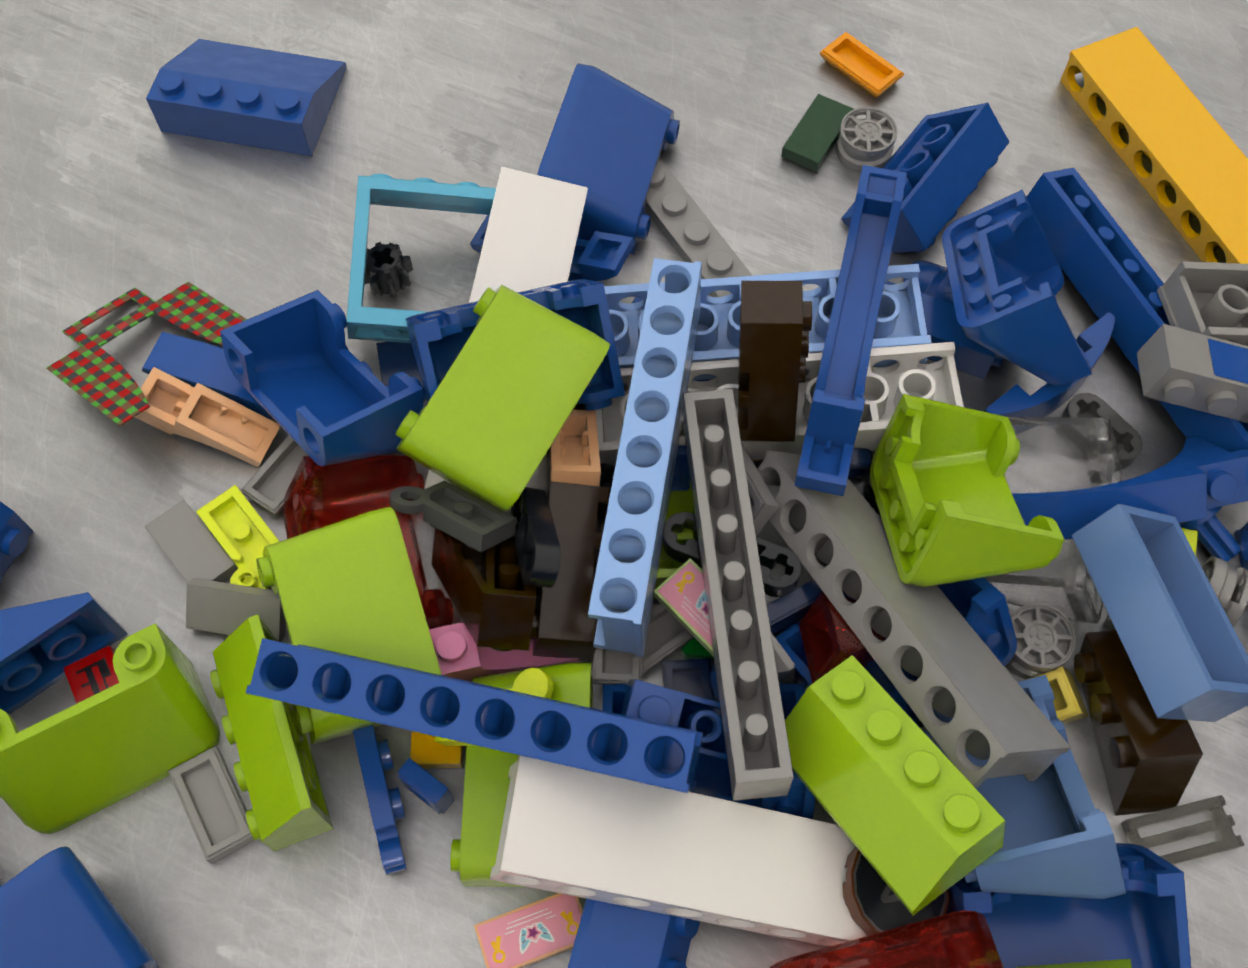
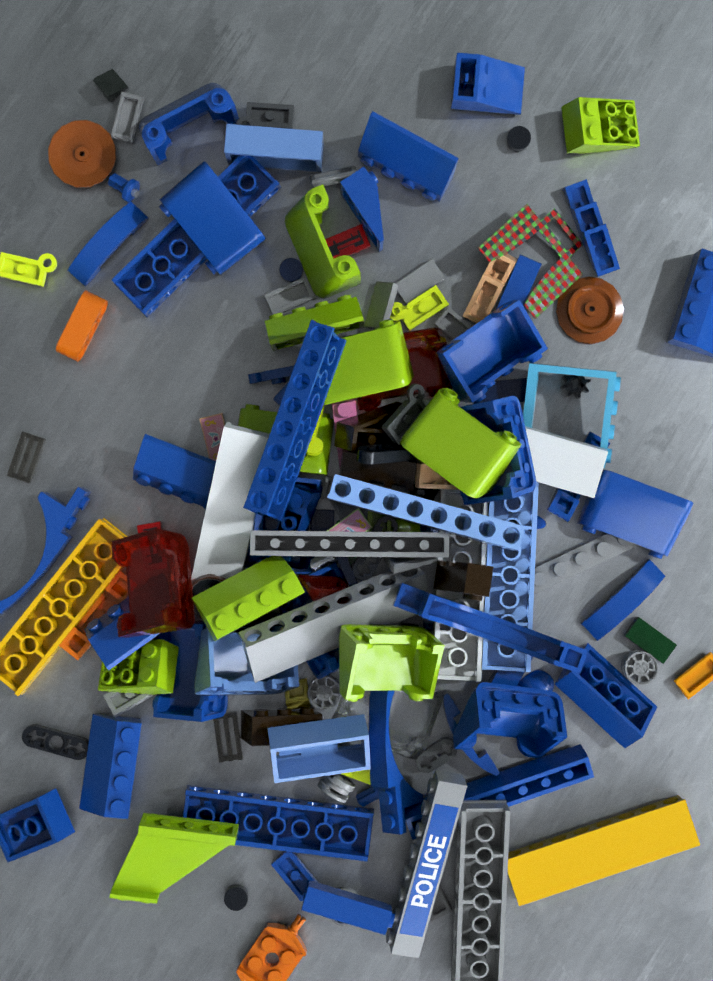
camera: 90 degrees right, 25 degrees up
(114, 268) = (591, 228): none -> blue slope
(154, 806) = (291, 269): none -> dark blue tile
(255, 265) = (588, 325): none -> dark orange piece
(764, 168) = (624, 601): none -> blue slope

